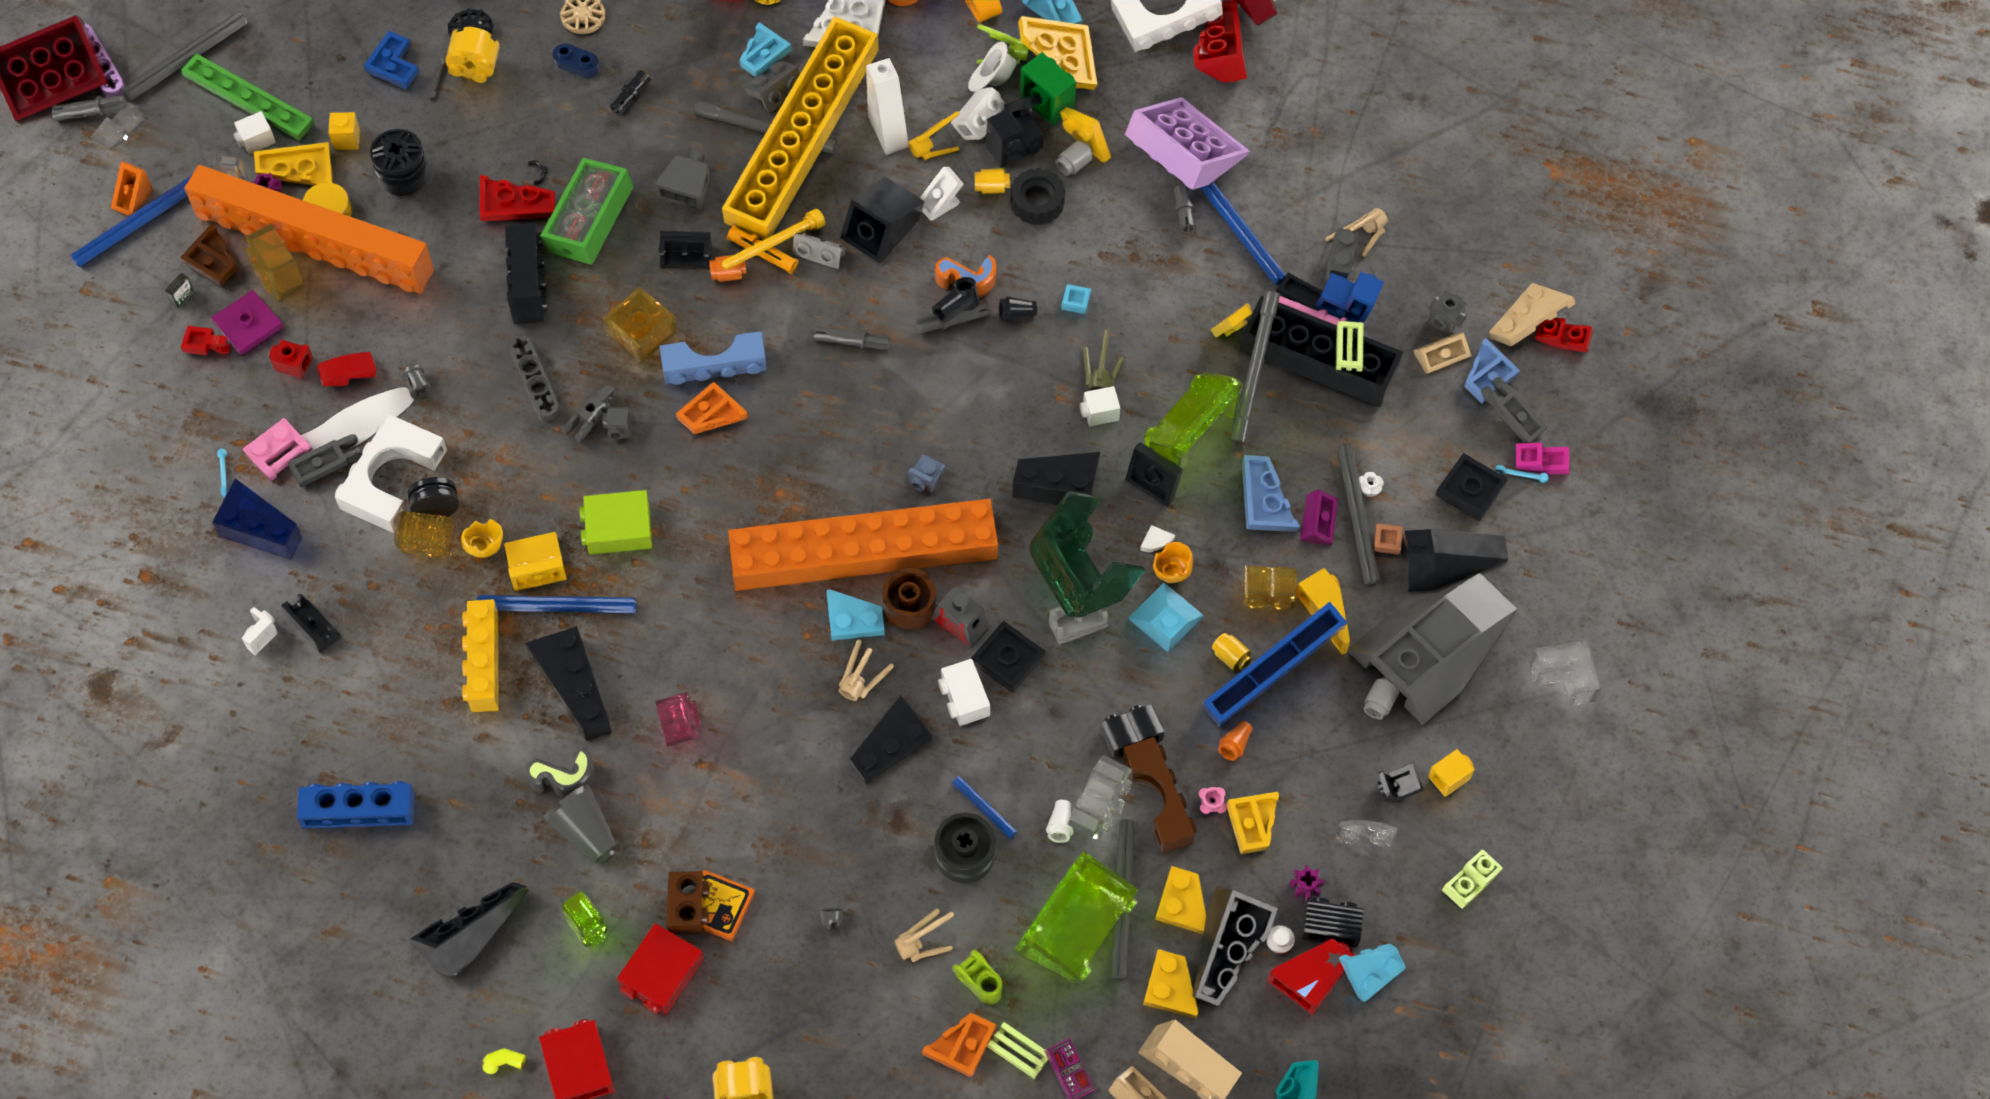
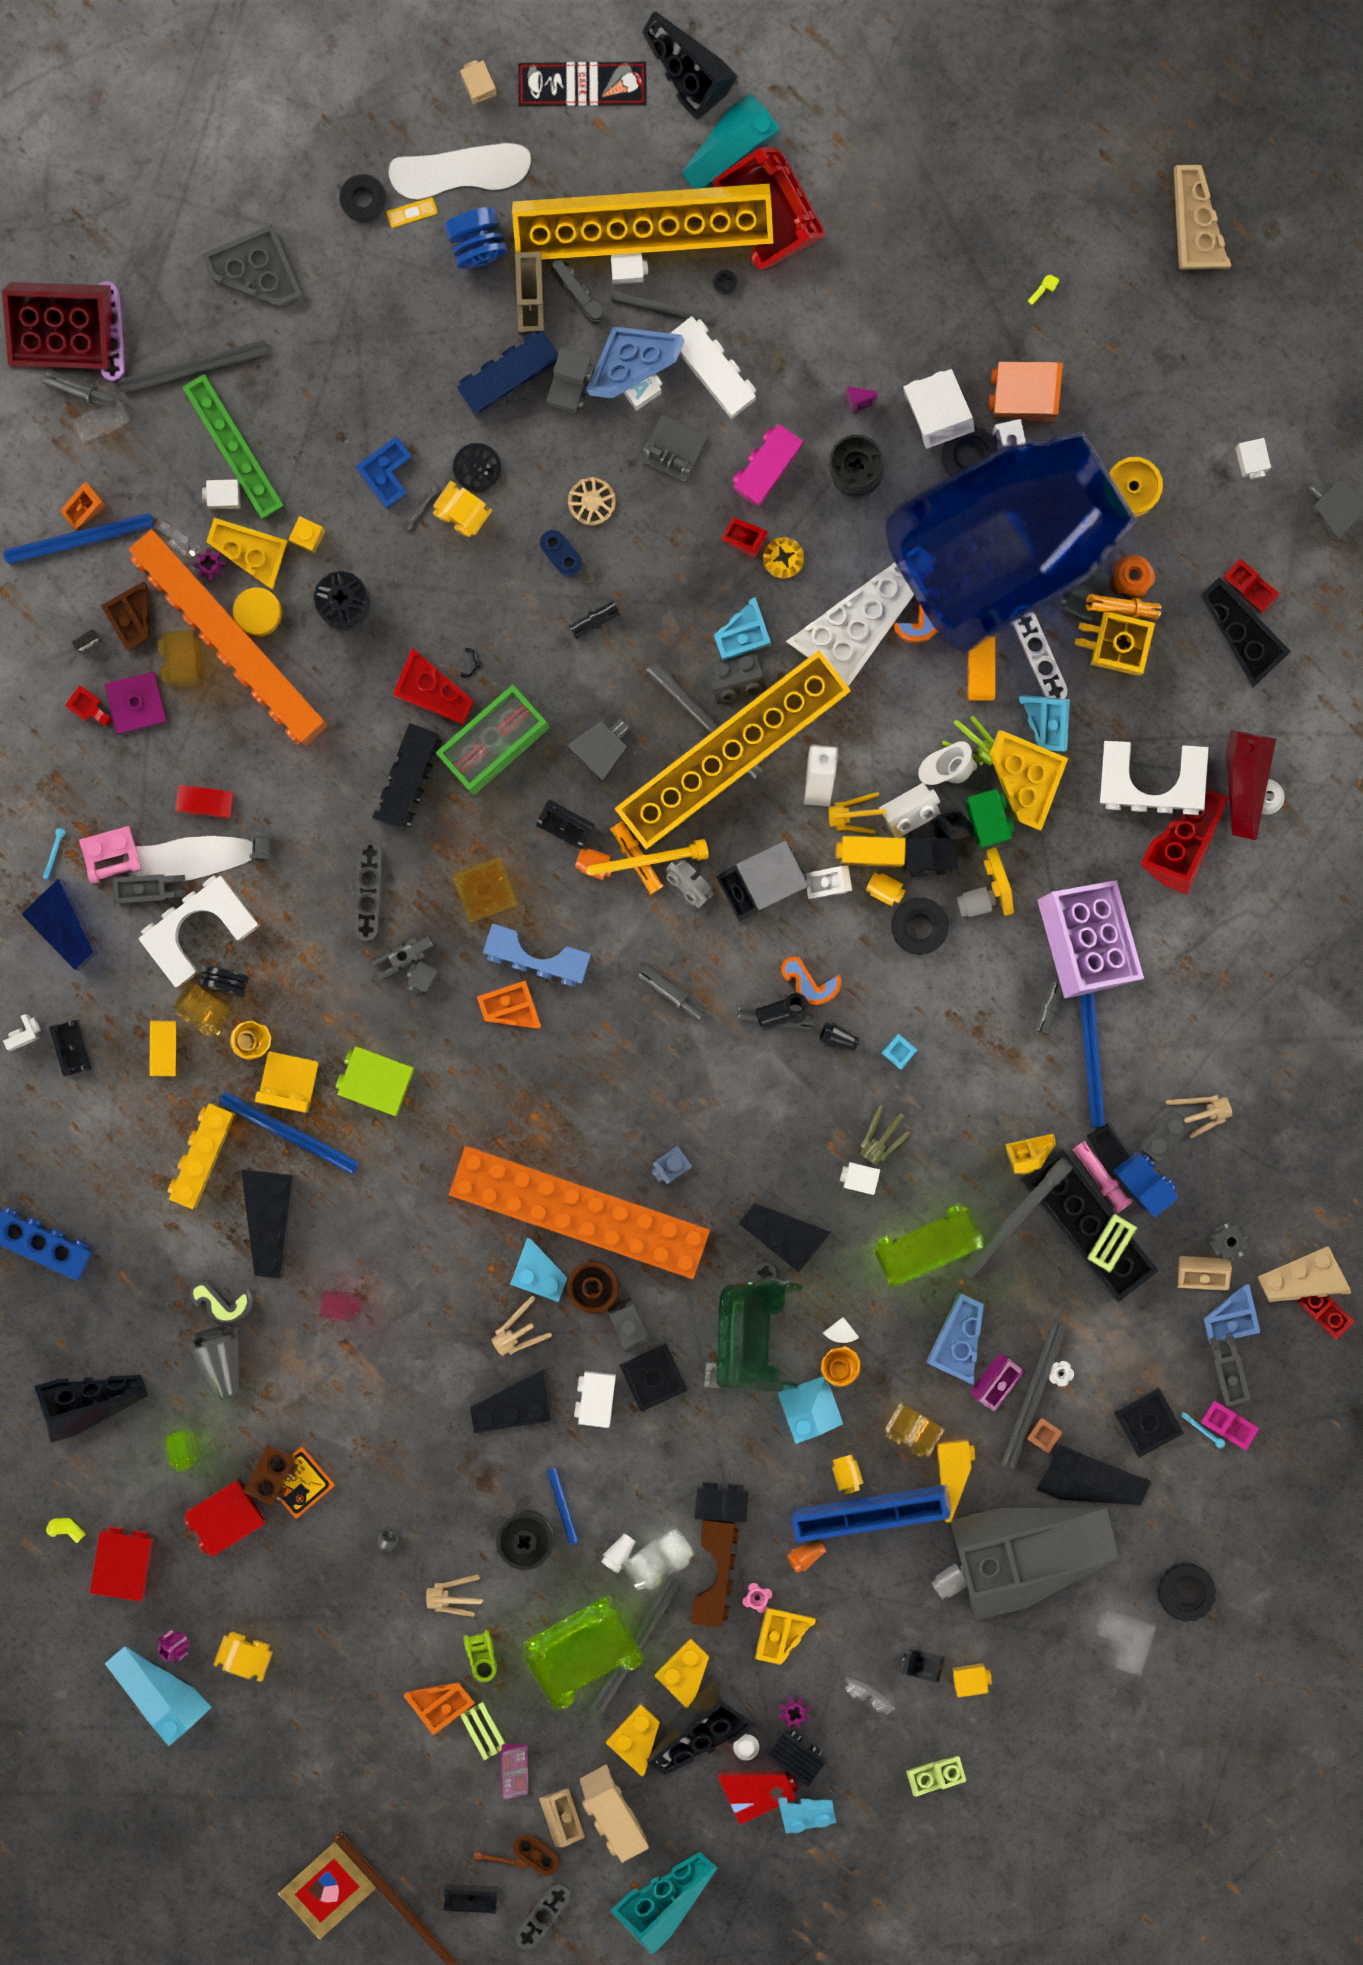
camera: 30 degrees right, 25 degrees up
(291, 358) = (167, 768): red brick -> none
(401, 583) = (162, 1048): none -> yellow slope
(965, 150) = (871, 851): none -> yellow brick
(1153, 474) = (864, 1267): black plate -> none
(1594, 589) = (1200, 1606): none -> black tyre

